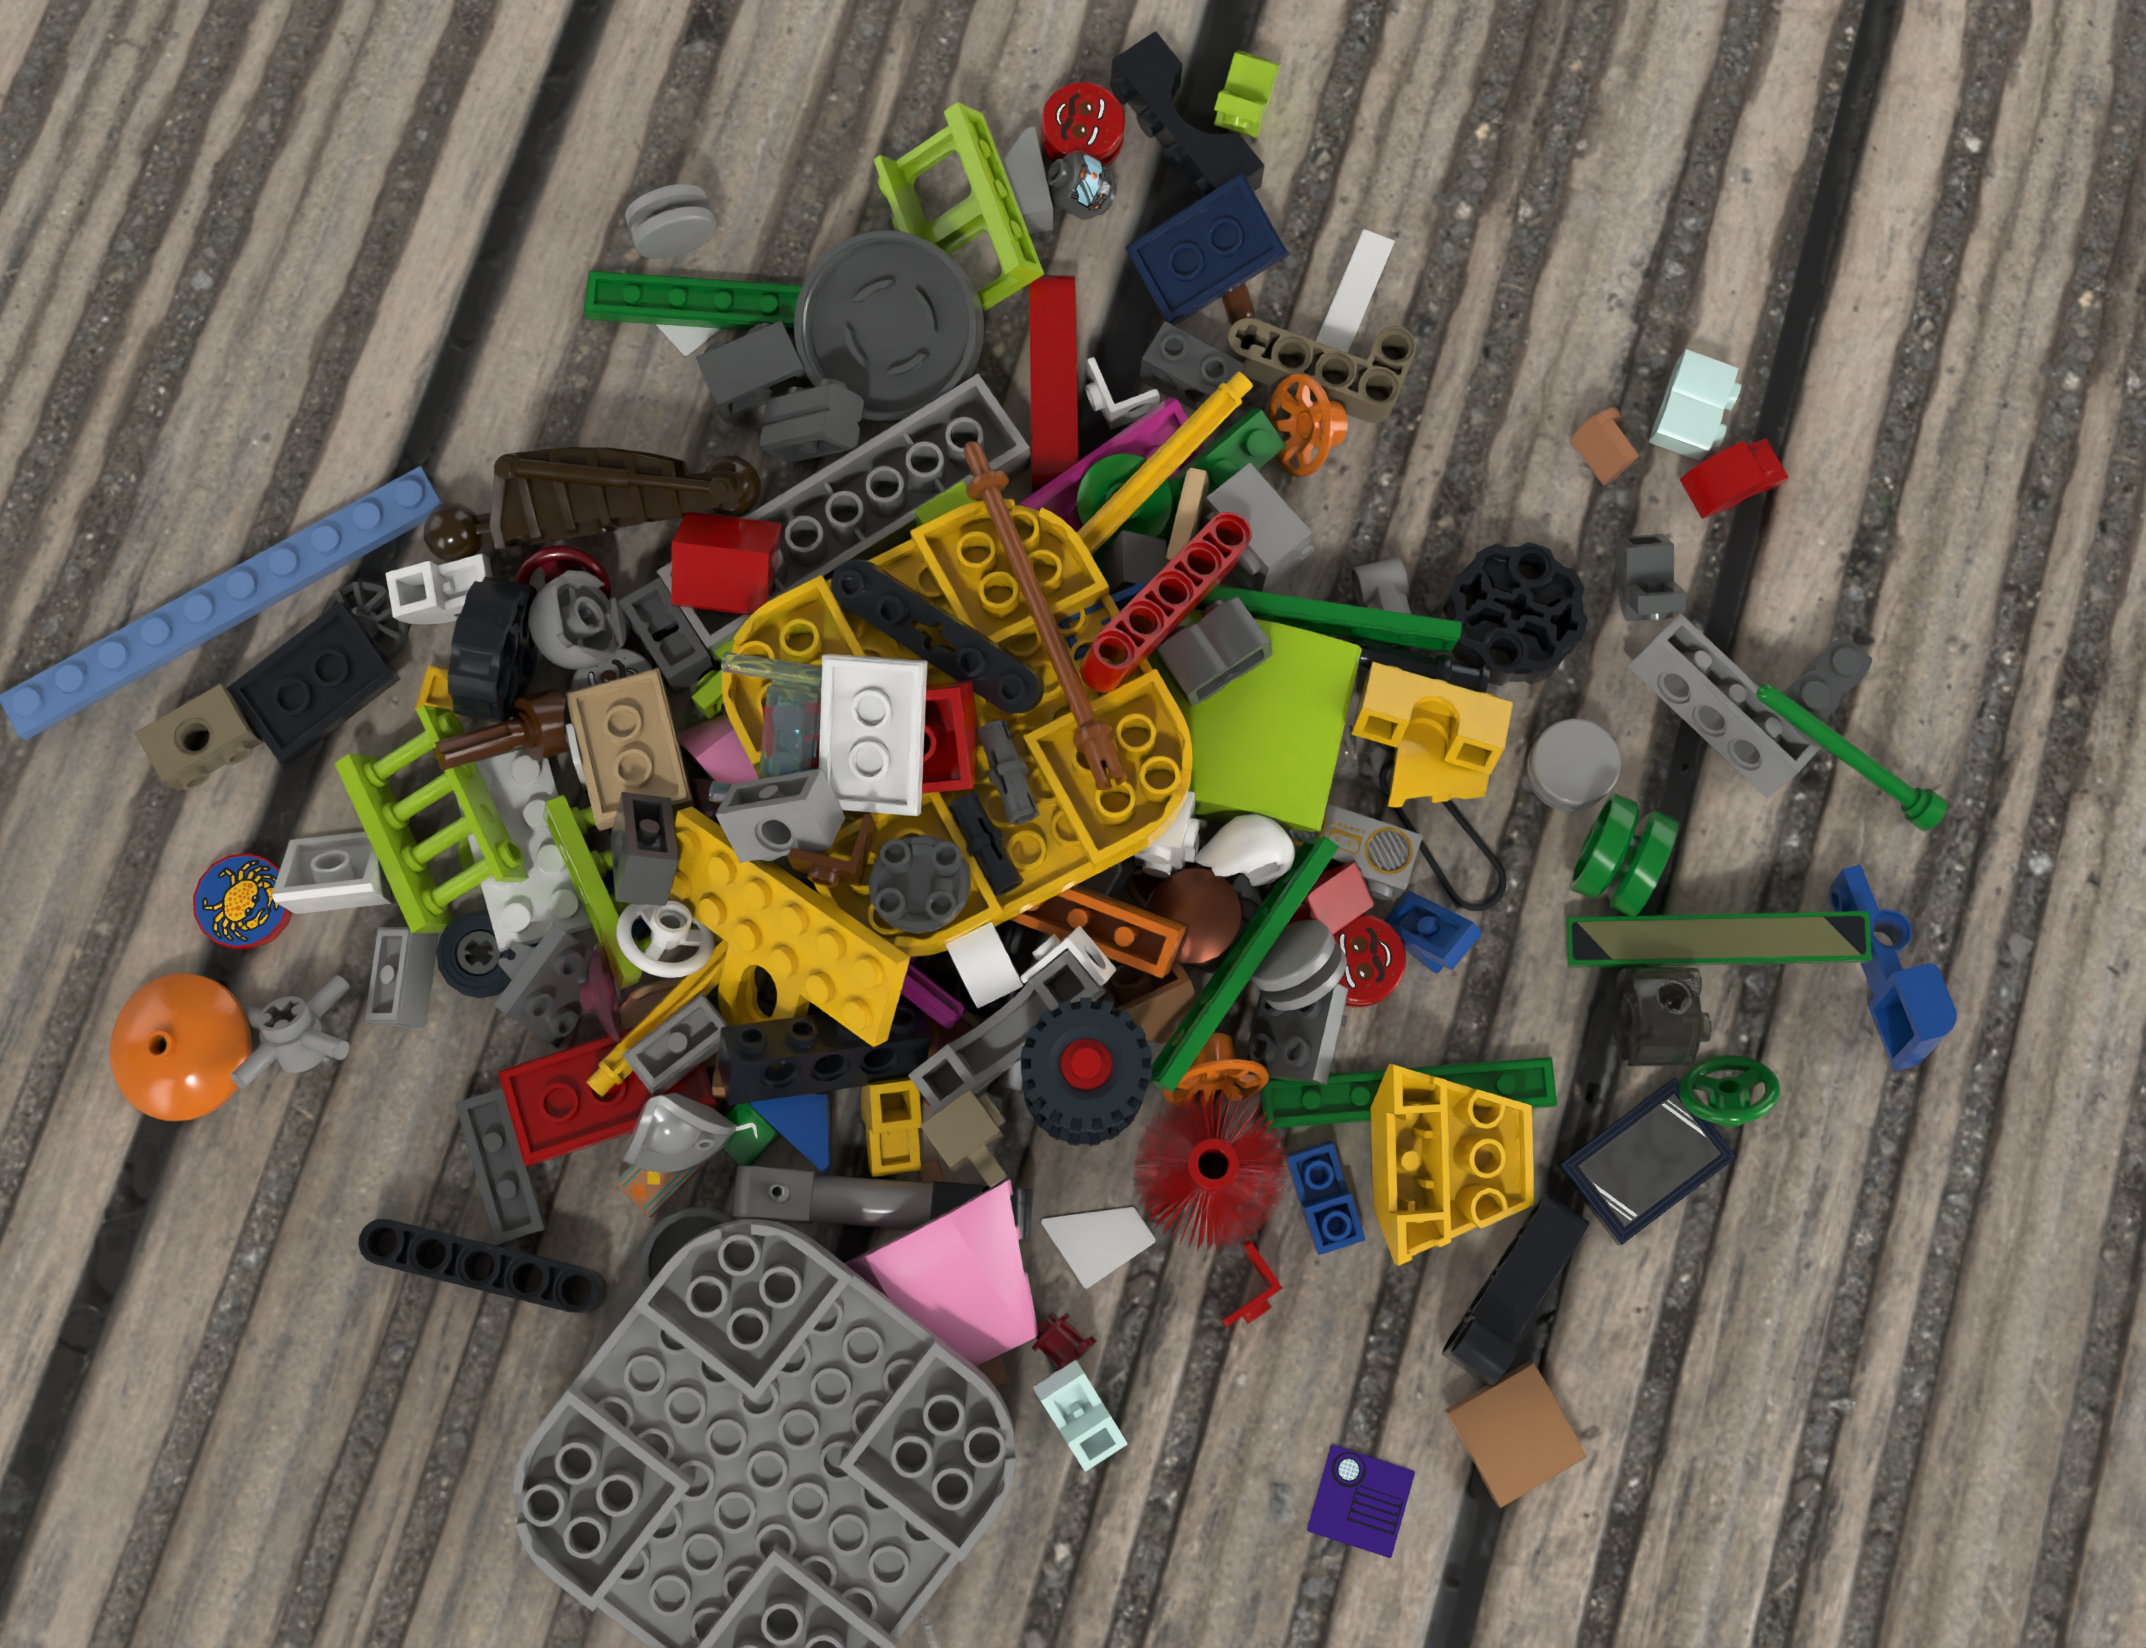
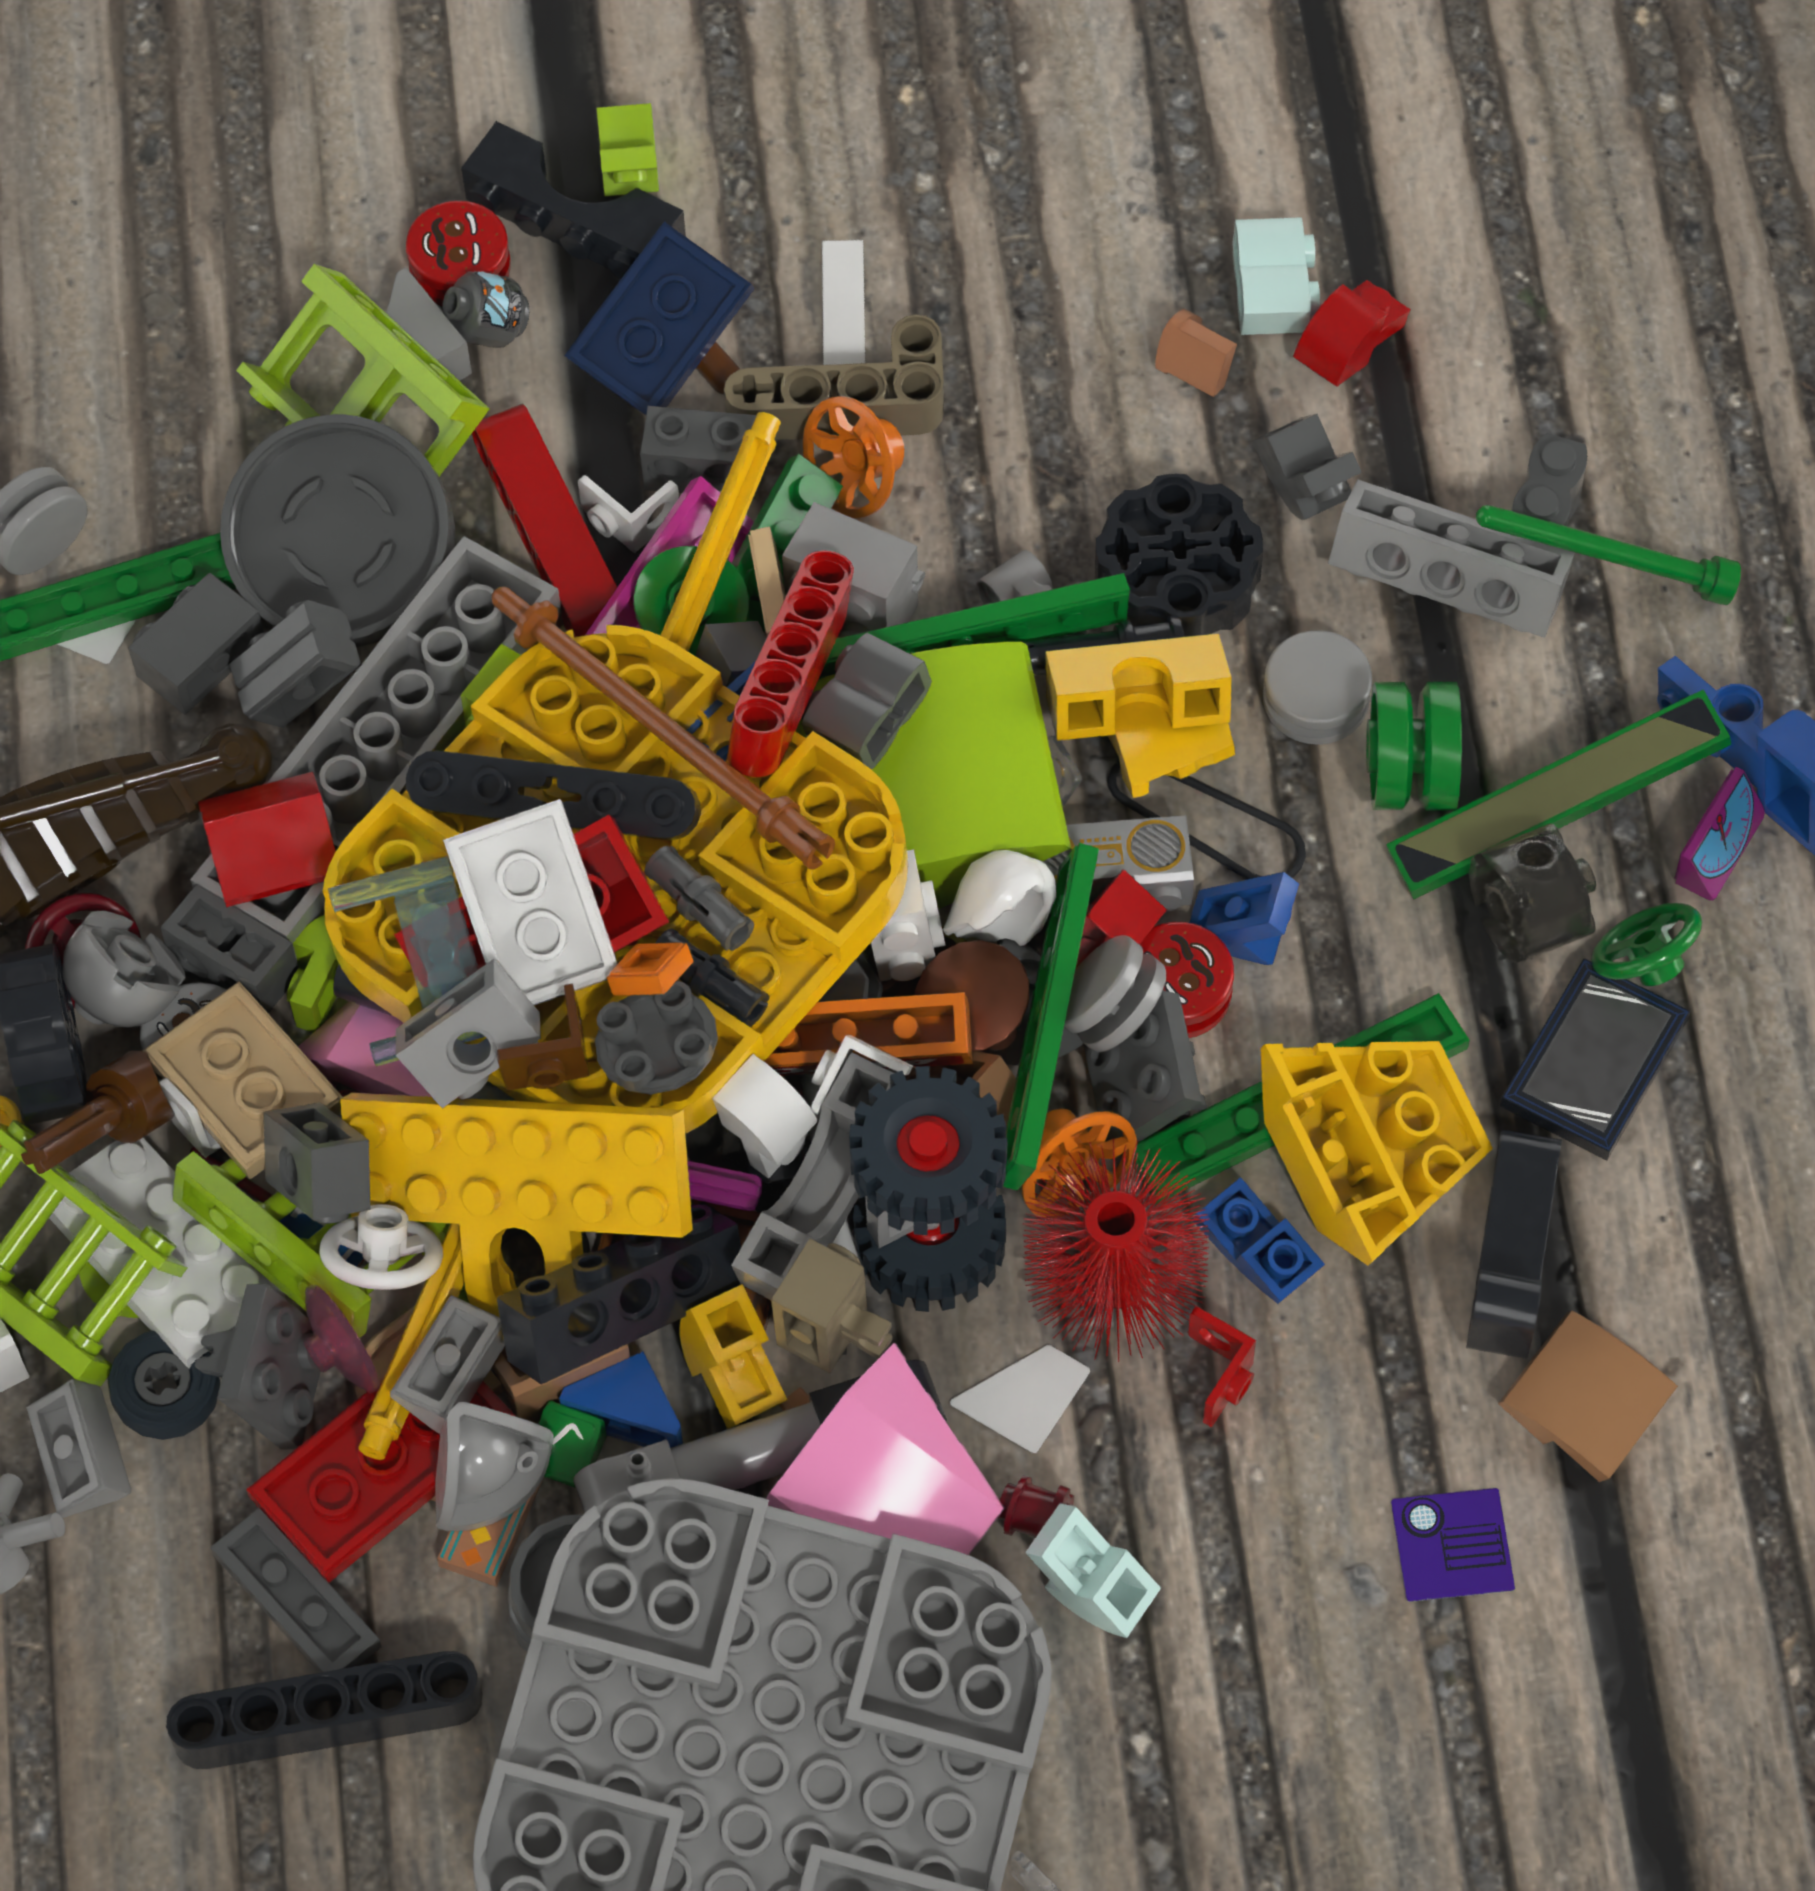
camera: 20 degrees left, 15 degrees down
(939, 824) = (650, 969): none -> orange tile
(1826, 1023) = (1720, 837): none -> slope

